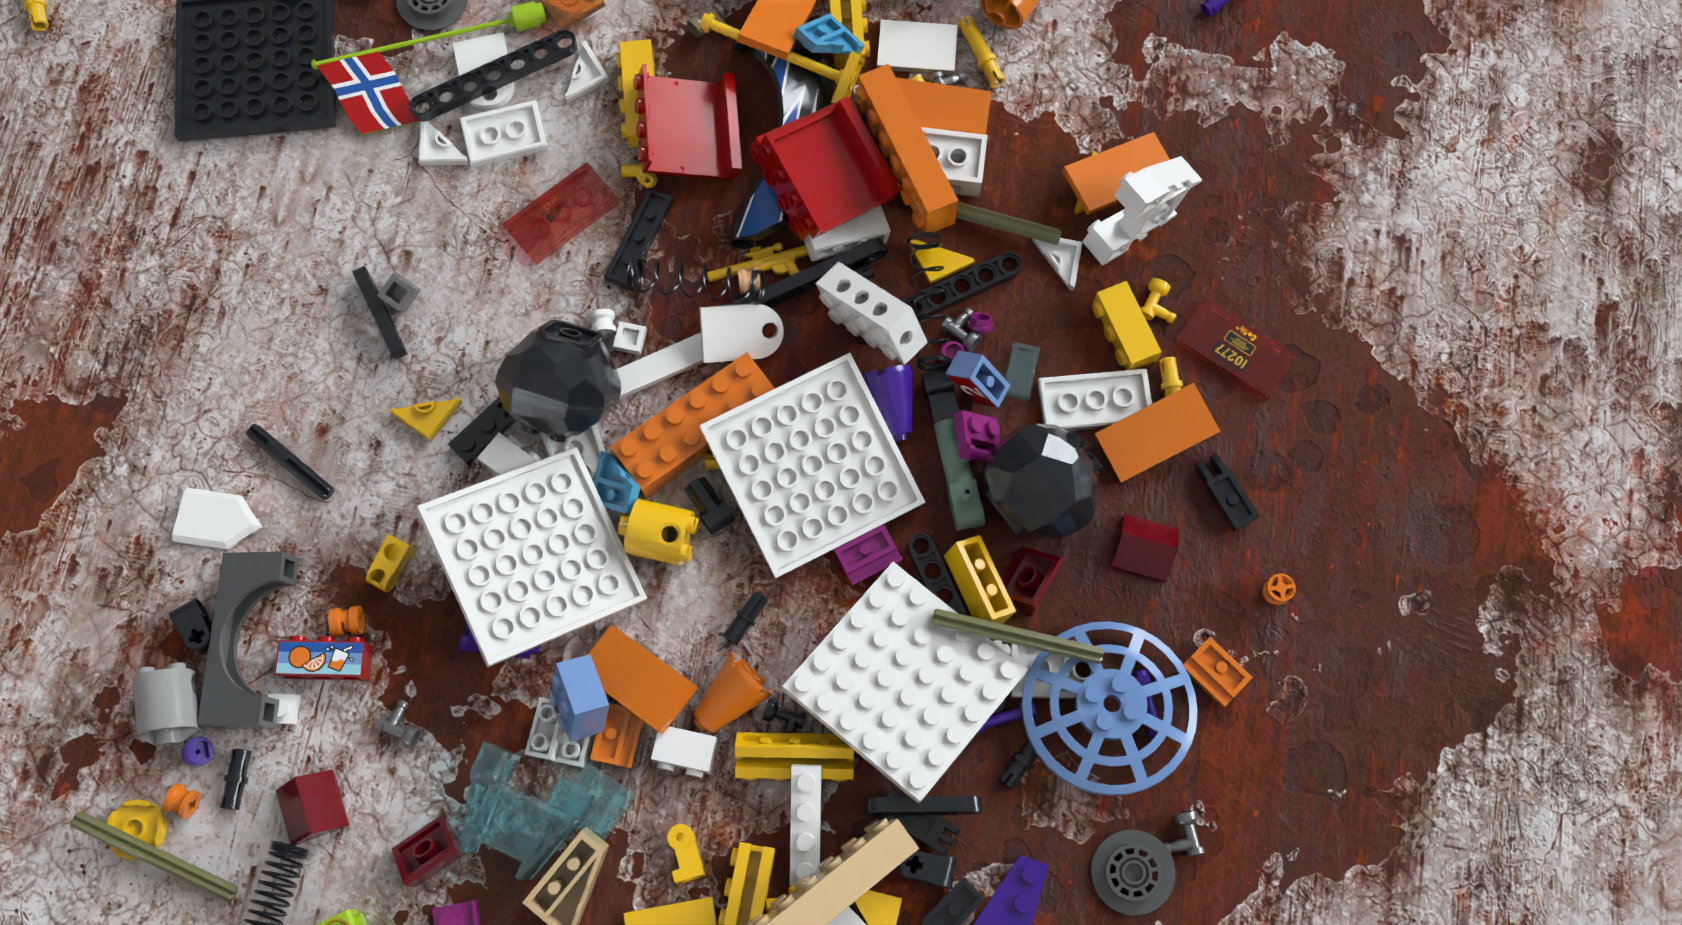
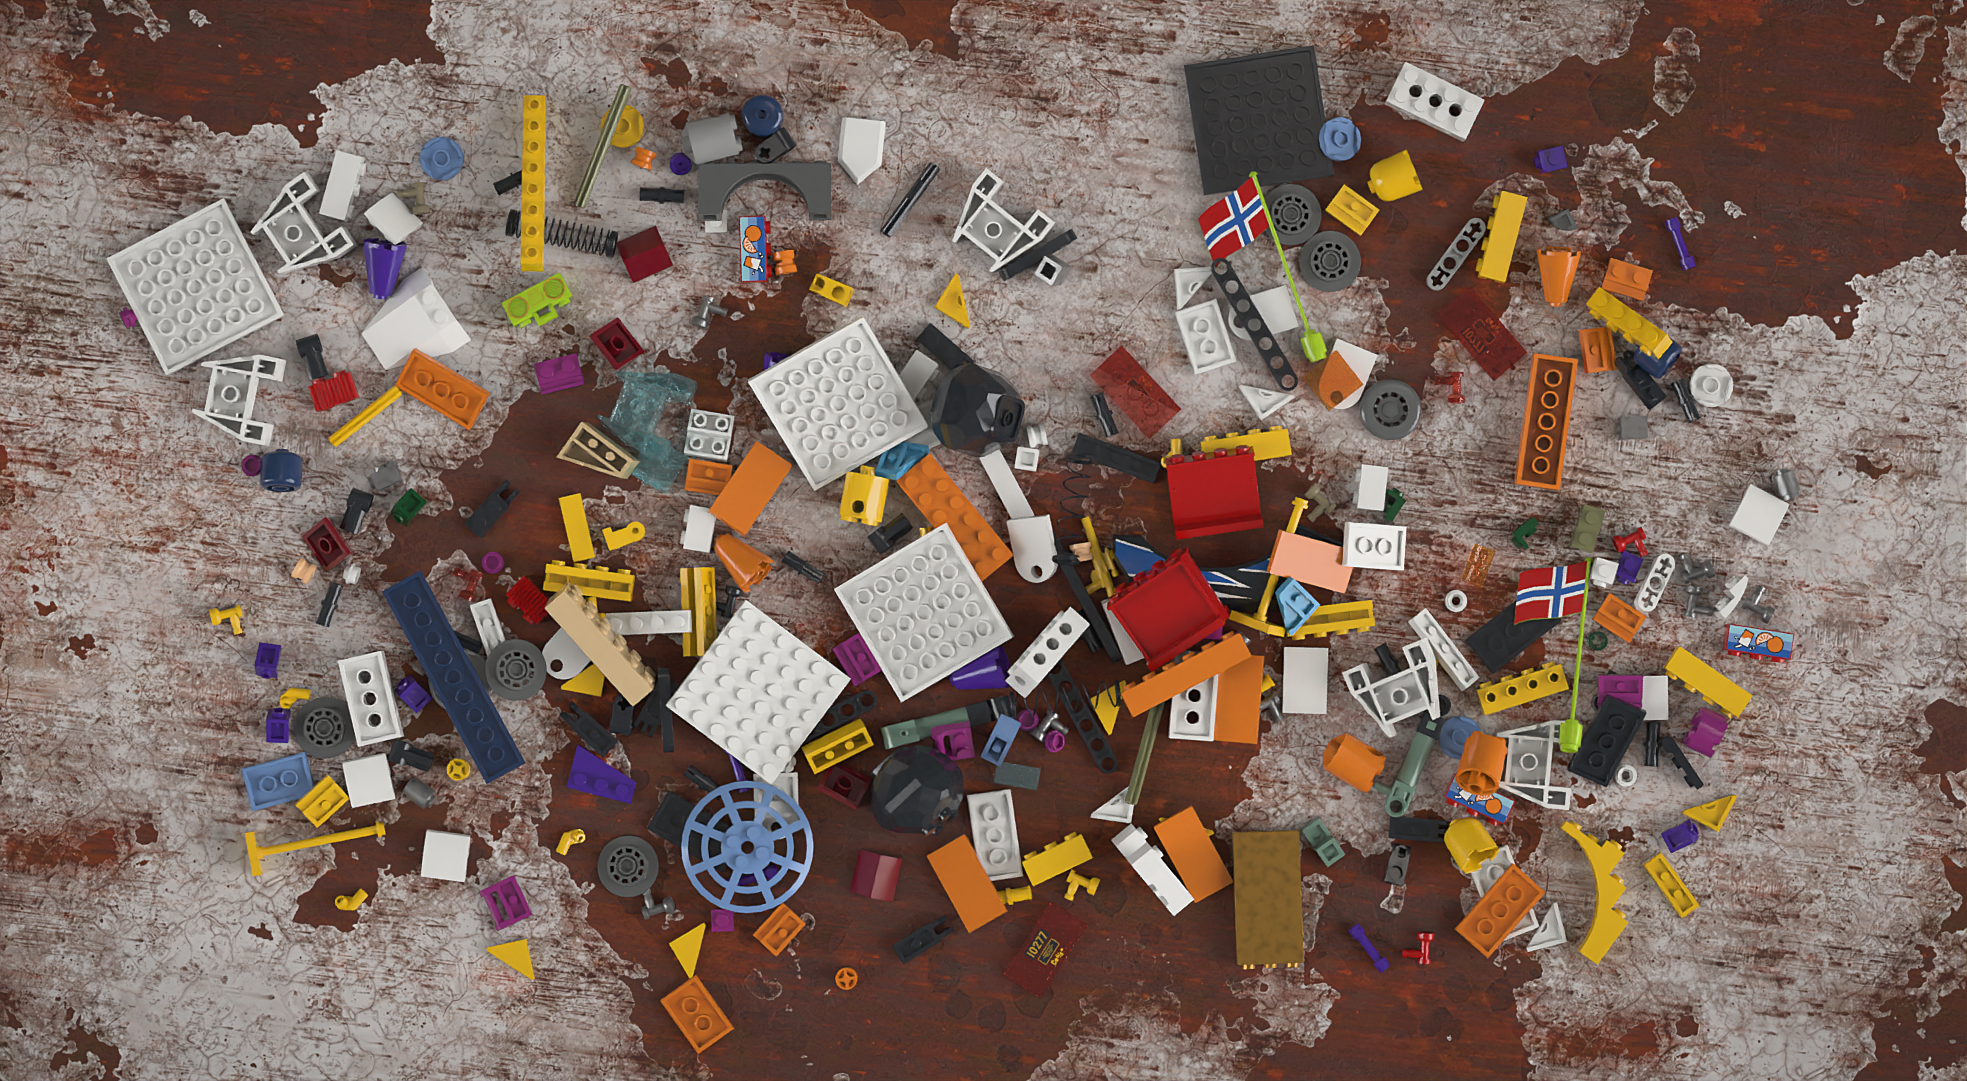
camera: 85 degrees right, 15 degrees up
(148, 638) = (772, 117): none -> dark blue head
(335, 358) = (996, 229): none -> white wedge
(368, 29) = (1292, 213): none -> dark grey wheel
(579, 698) = (730, 449): medium blue piece -> none
(584, 247) = (1104, 414): none -> black pin
(986, 60) = (1301, 735): yellow pin -> none
(1017, 636) = (794, 775): olive axle -> none
(1074, 809) = (670, 824): none -> black tile
(1106, 38) = (1322, 841): none -> sand green slope
(1173, 95) = (1267, 898): none -> pearl gold brick
(1205, 748) = (722, 920): none -> magenta plate
(1240, 795) = (688, 948): none -> yellow tile
(1329, 788) = (697, 1014): none -> orange tile

